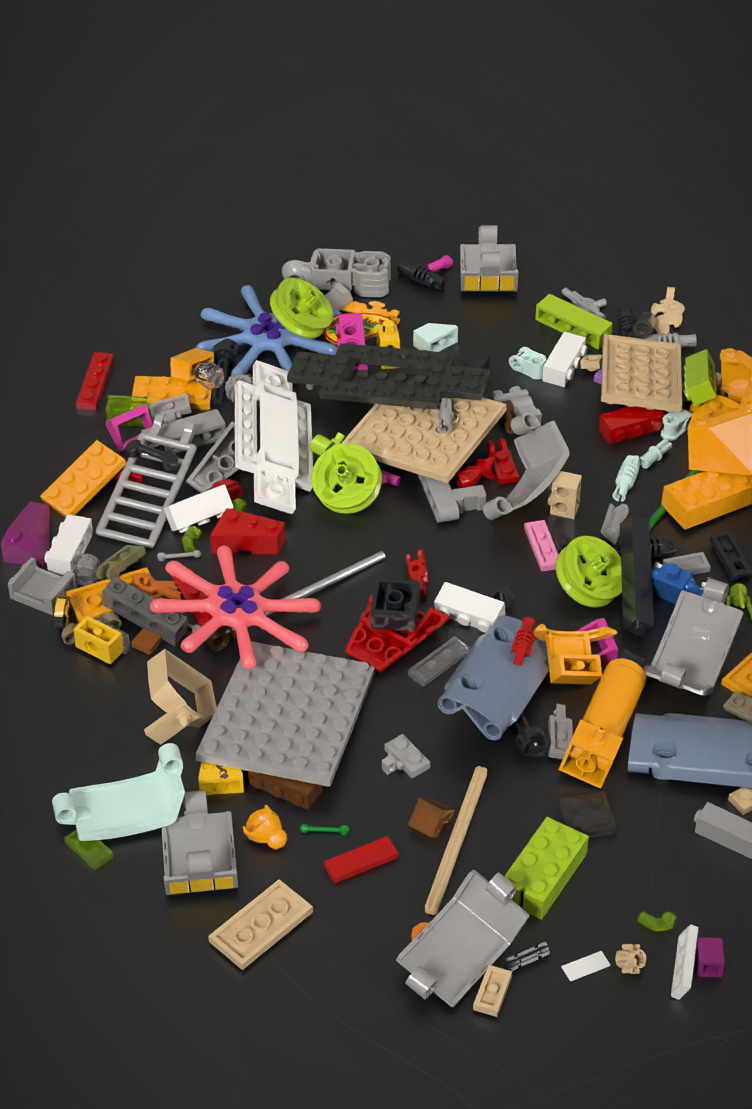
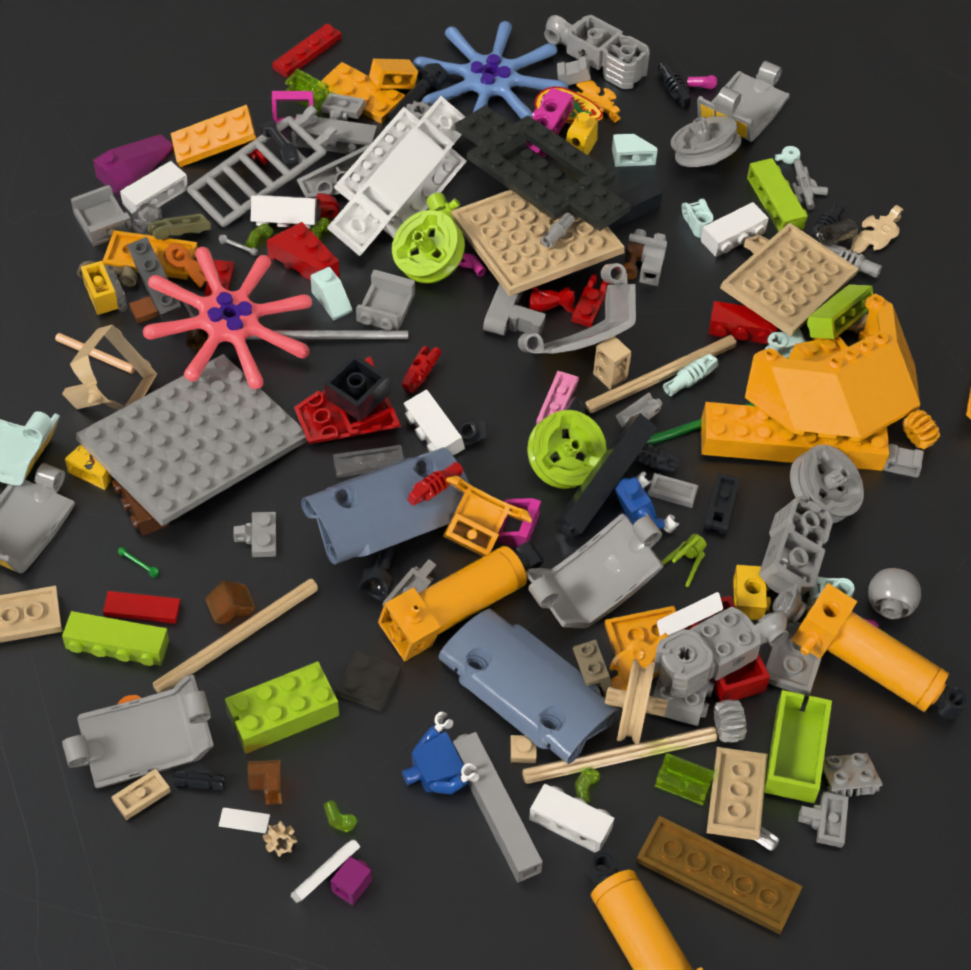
camera: 30 degrees right, 10 degrees up
(62, 612) = (92, 247): piece -> none
(123, 695) = (96, 353): none -> light nougat bar
(209, 375) = (396, 91): clear head -> none
(265, 827) = (86, 534): light orange piece -> none
(293, 304) = (514, 79): lime wheel -> none
(294, 552) = (330, 293): none -> light aqua slope
(343, 537) = (386, 301): none -> light grey panel
(365, 891) = (115, 638): none -> lime brick
(484, 299) = (705, 141): none -> light grey wheel
(554, 288) = (788, 155): none -> light aqua piece
(583, 922) = (266, 777): none -> clear orange piece
(602, 488) = (657, 375): none -> tan axle
(655, 453) = (735, 365): light aqua axle -> none
(696, 841) = (437, 762): none -> blue torso

